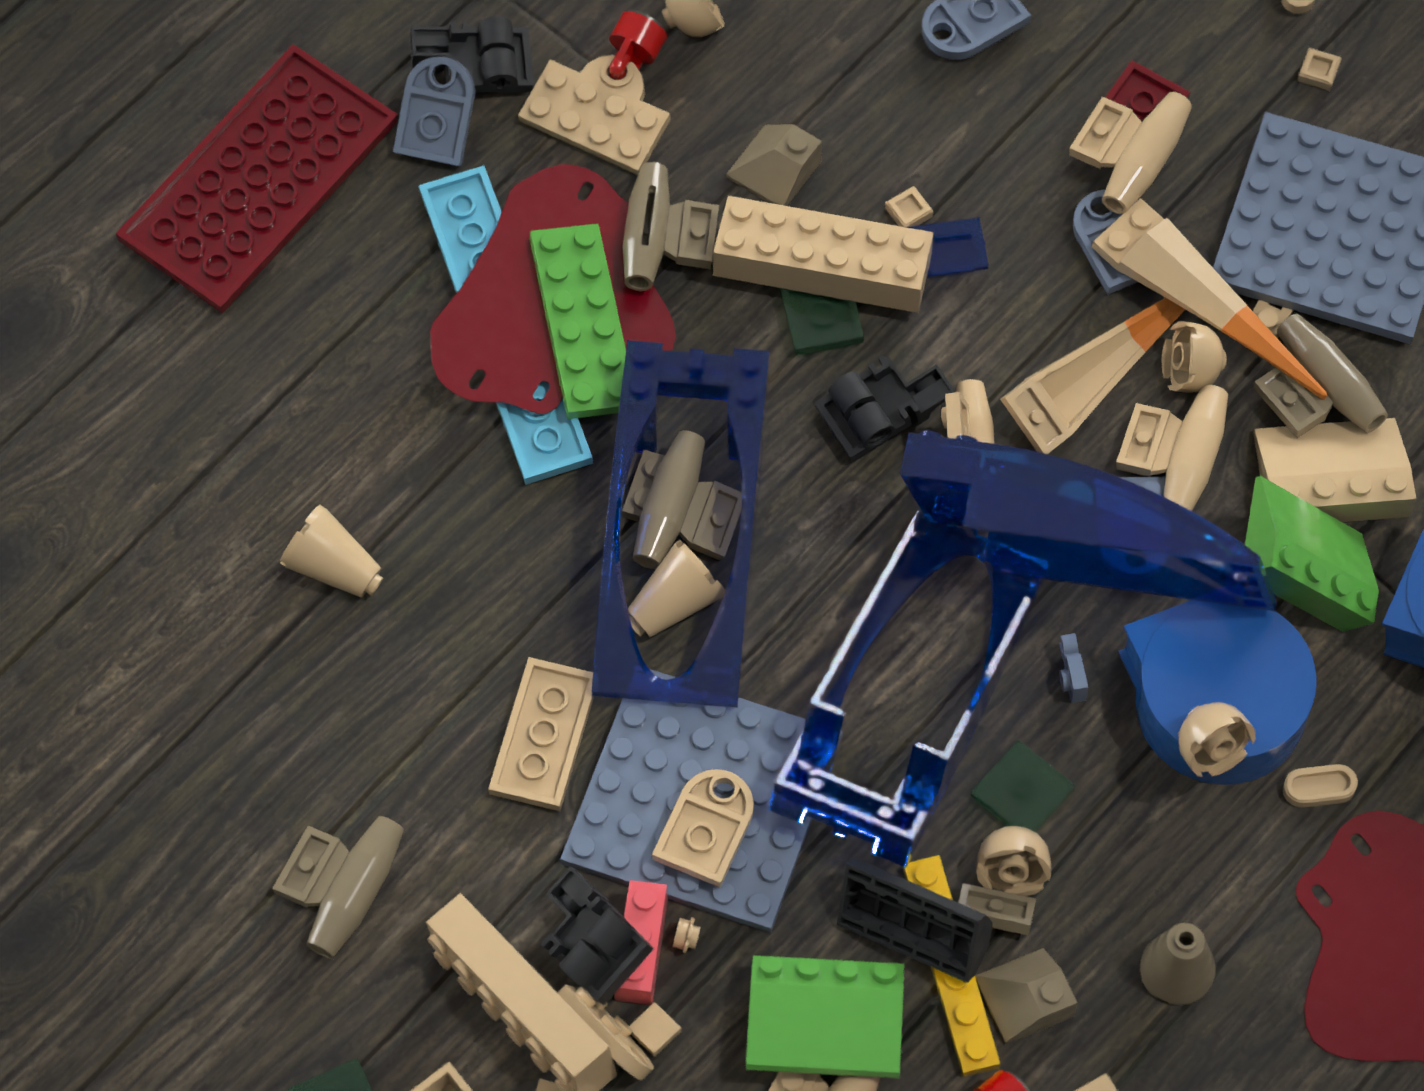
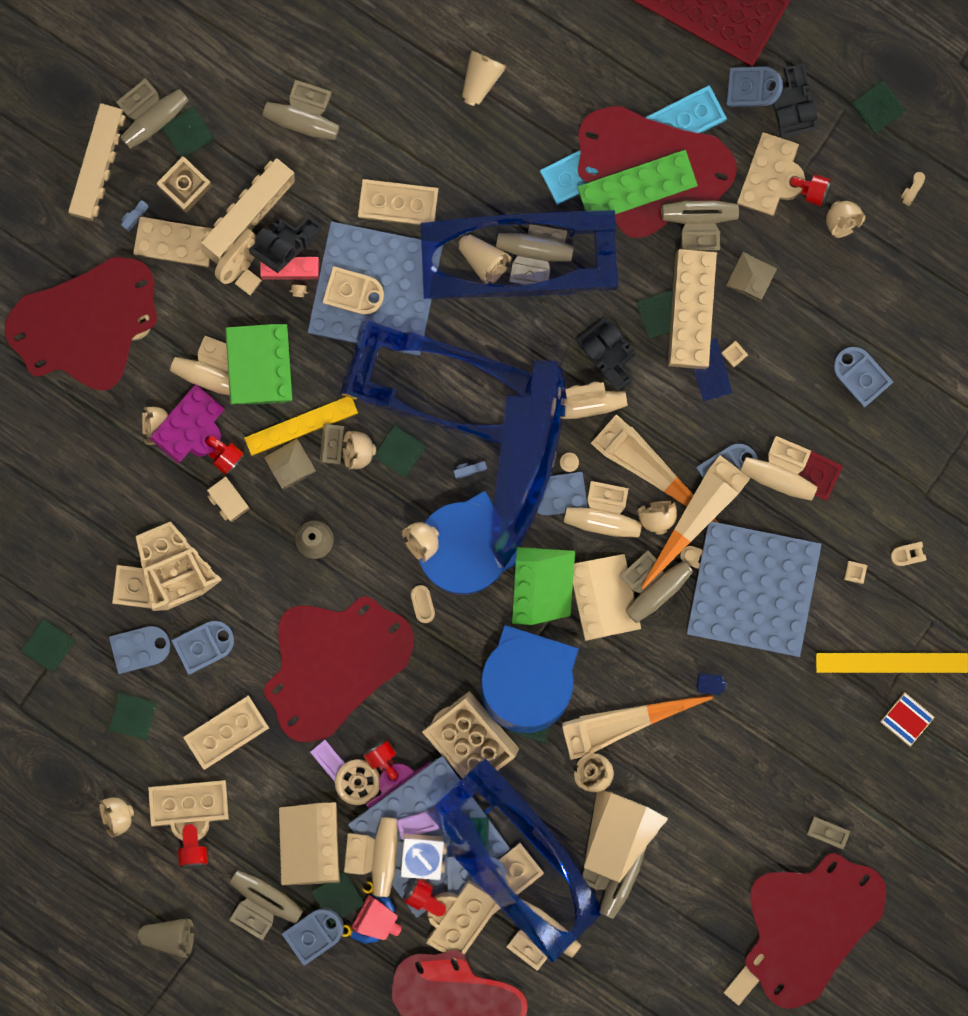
camera: 85 degrees right, 20 degrees up
(913, 920) = (315, 402): black piece -> none

